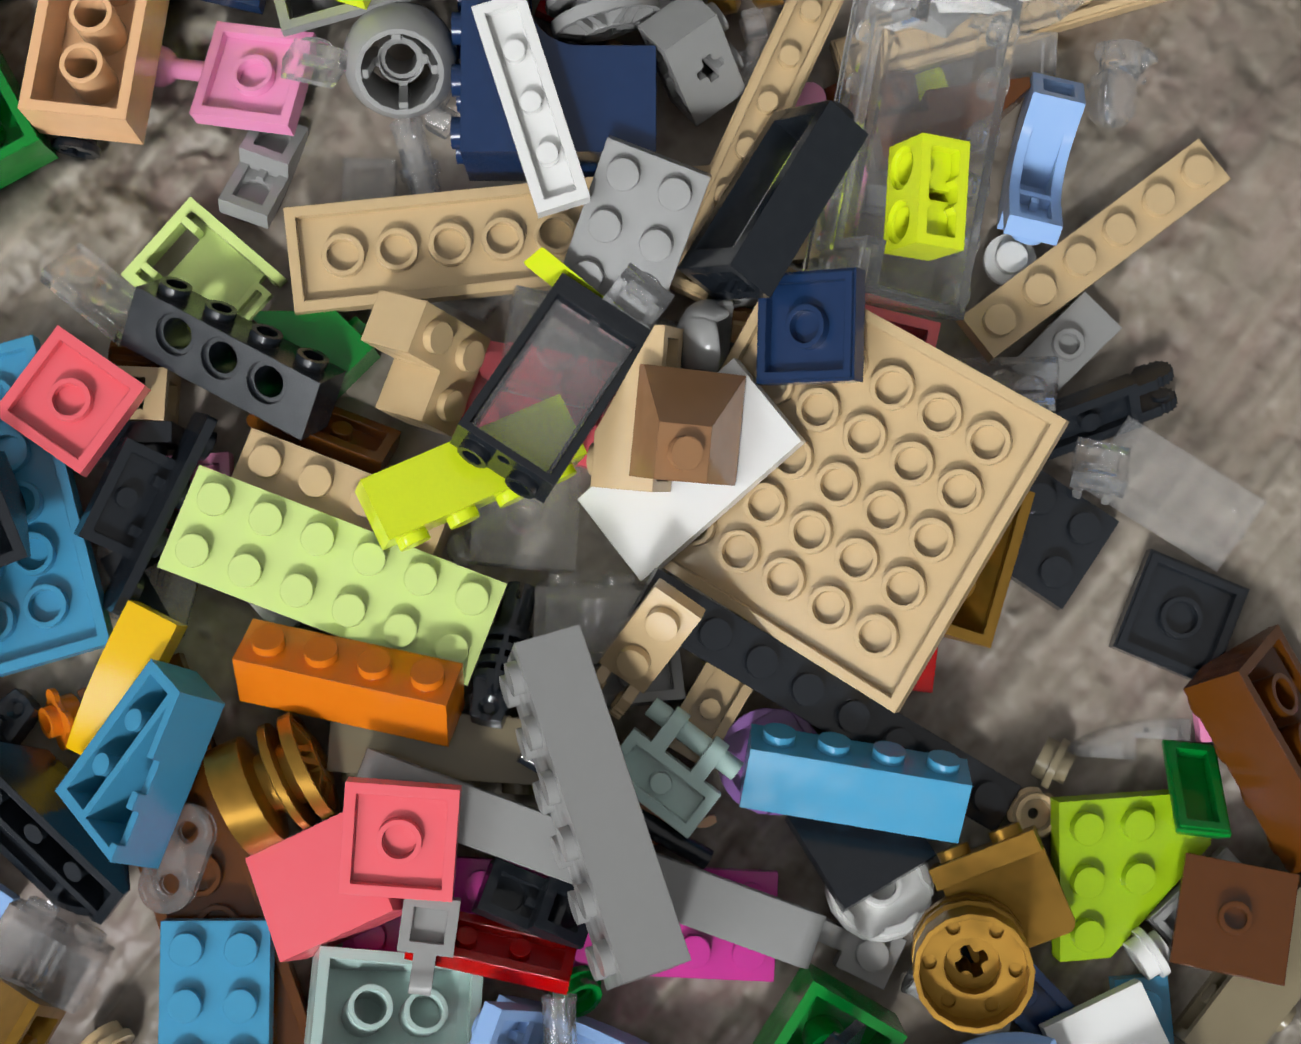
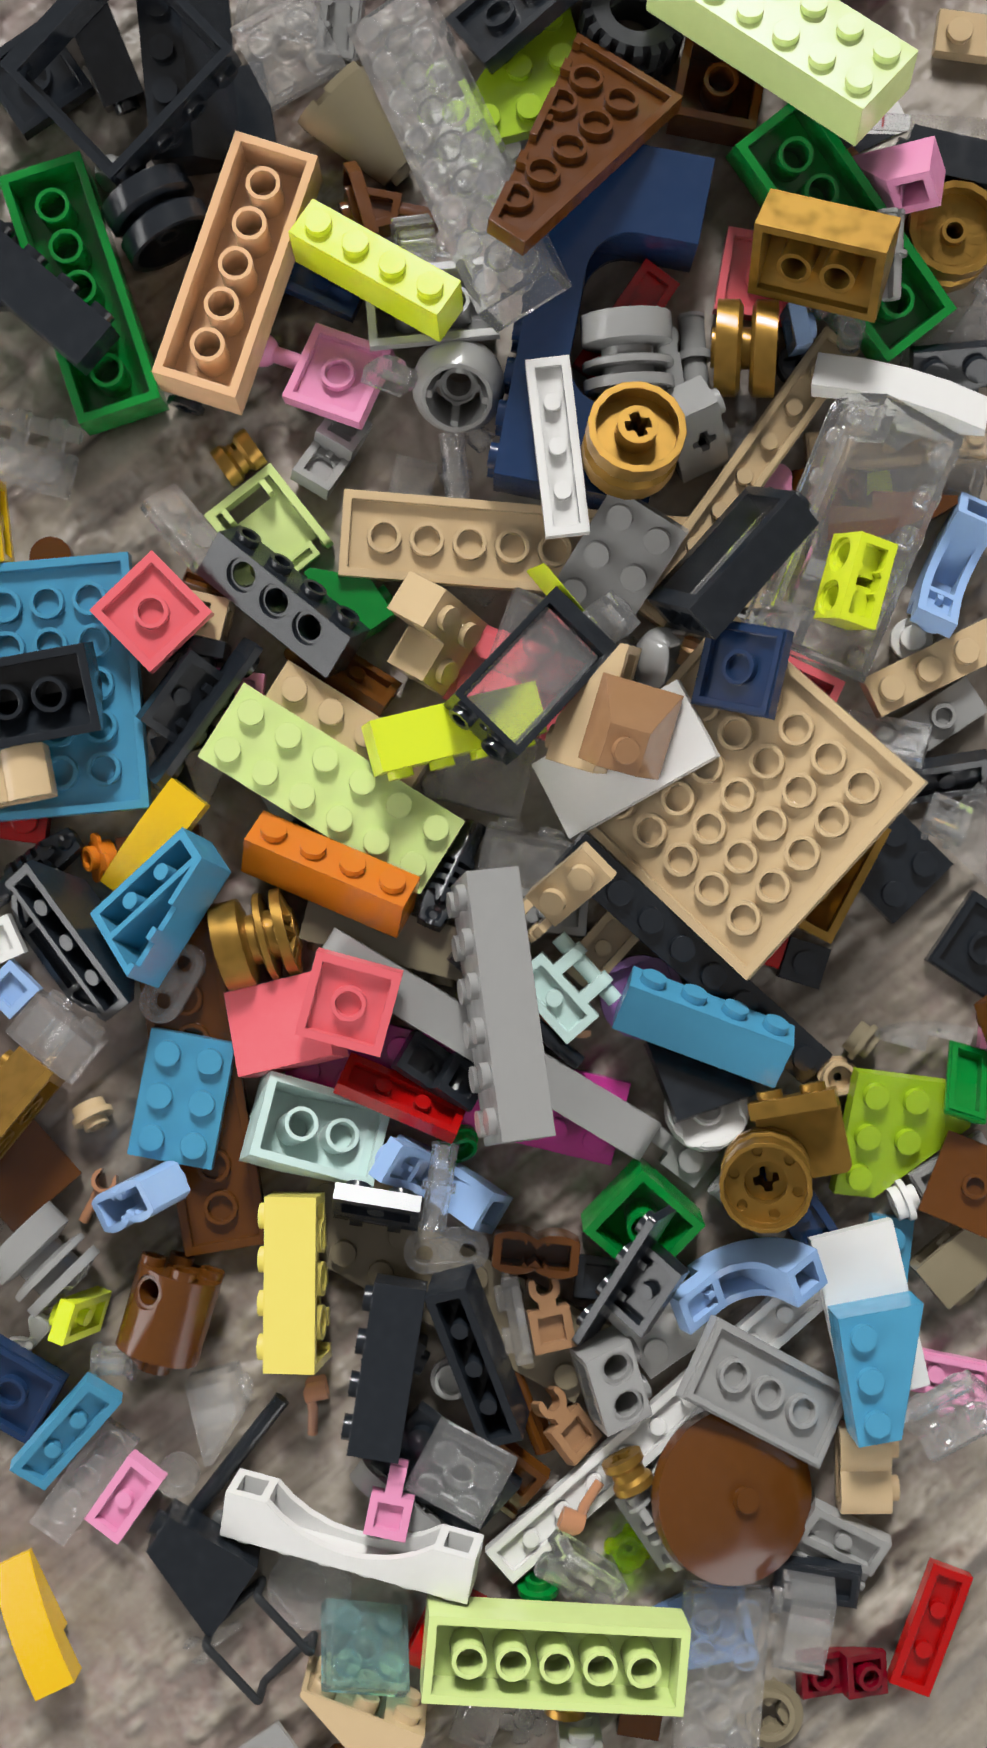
camera: 20 degrees right, 5 degrees up
(151, 198) = (238, 457): none -> pearl gold wheel
(428, 932) = (356, 1076): light grey plate -> none
(620, 75) = (633, 440): none -> pearl gold wheel
(962, 679) = (803, 963): none -> black plate

